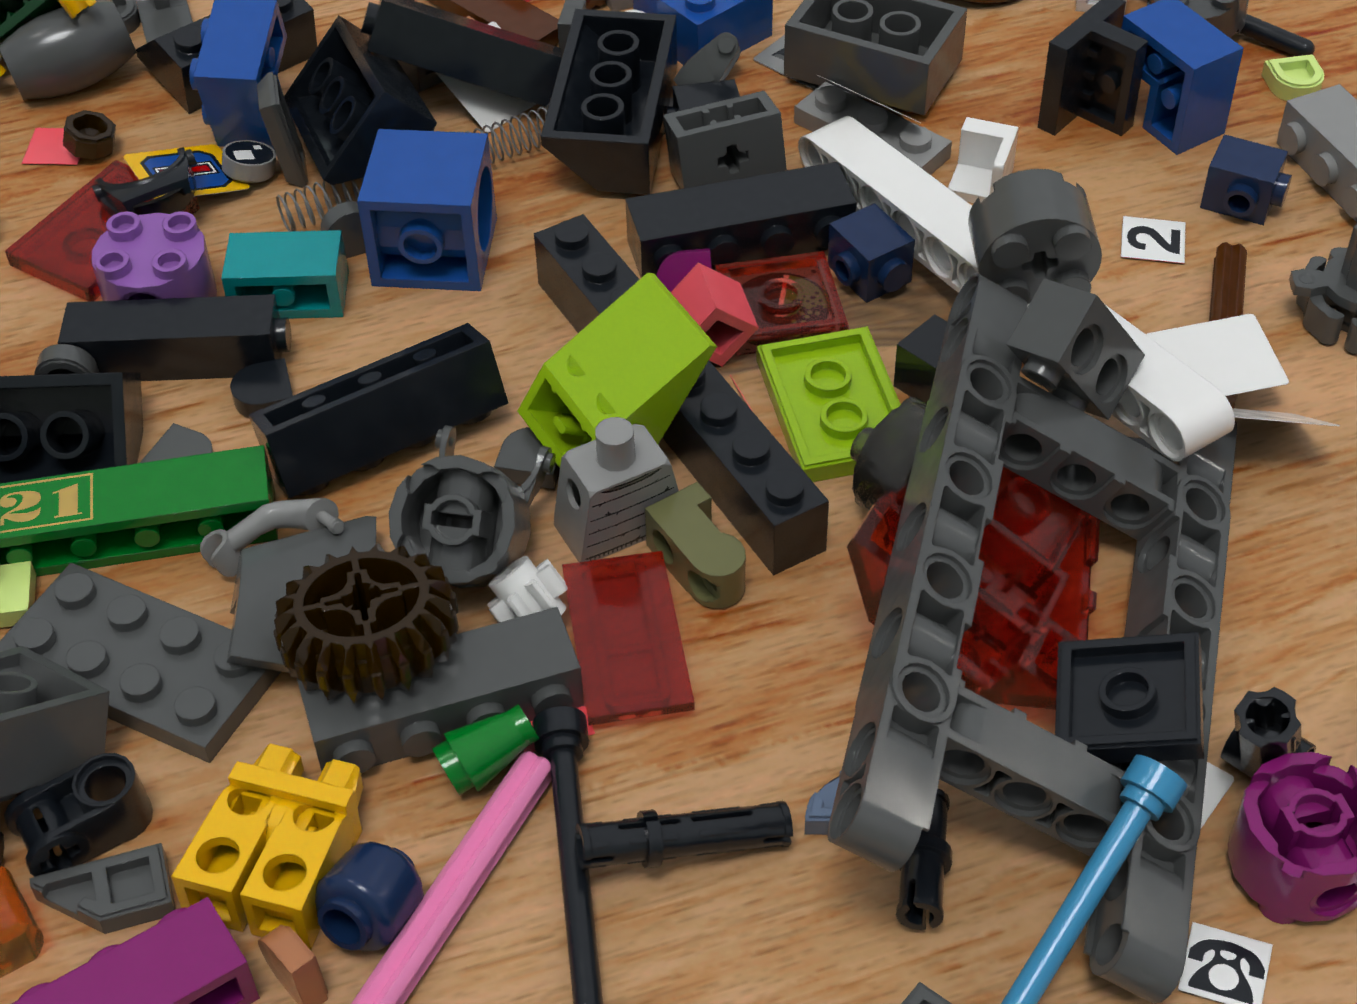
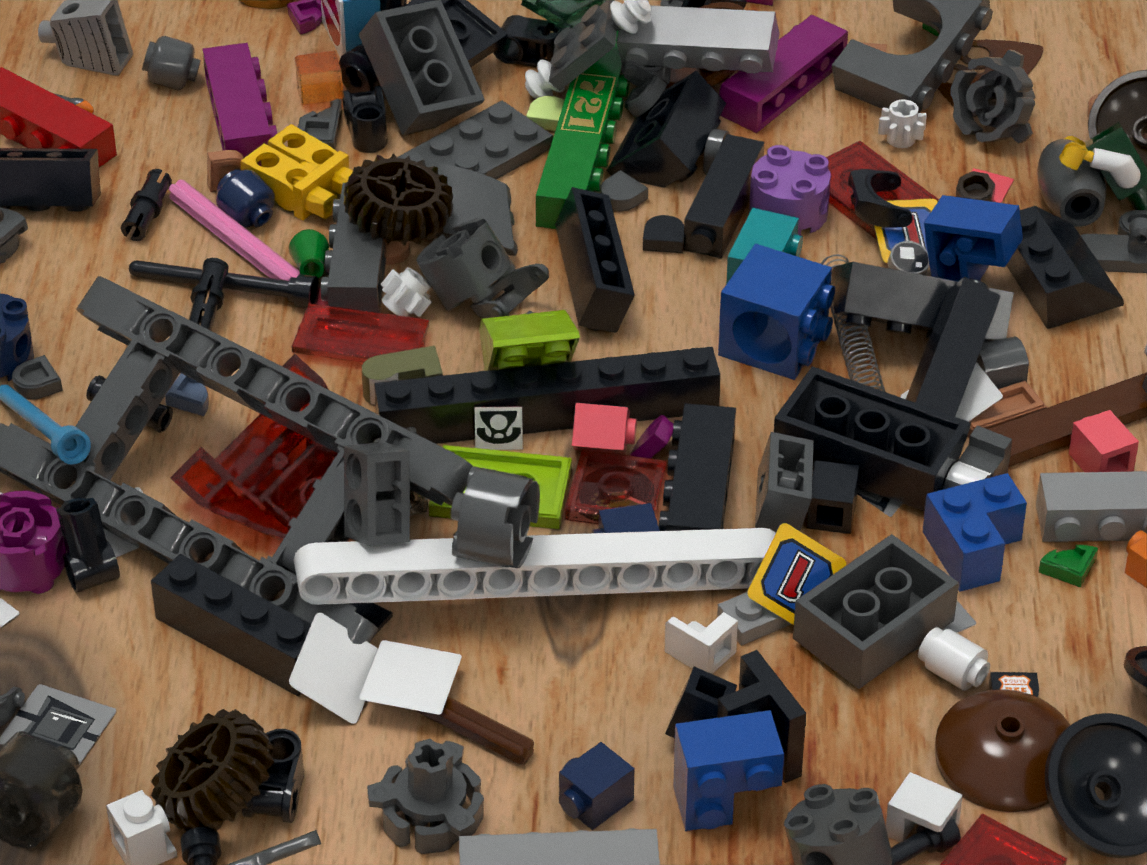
camera: 110 degrees right, 5 degrees down
(223, 547) = (525, 196): light grey piece -> none
(282, 130) = (905, 248): dark grey tile -> none
(608, 488) = (458, 324): light grey torso -> none
(710, 62) = (904, 523): dark grey helmet -> none
(1099, 121) = (699, 698): none -> black brick
(1132, 696) = (140, 474): black tile -> none
(1153, 239) = (577, 726): white sticker -> none
(1261, 544) = (229, 619): none -> black brick

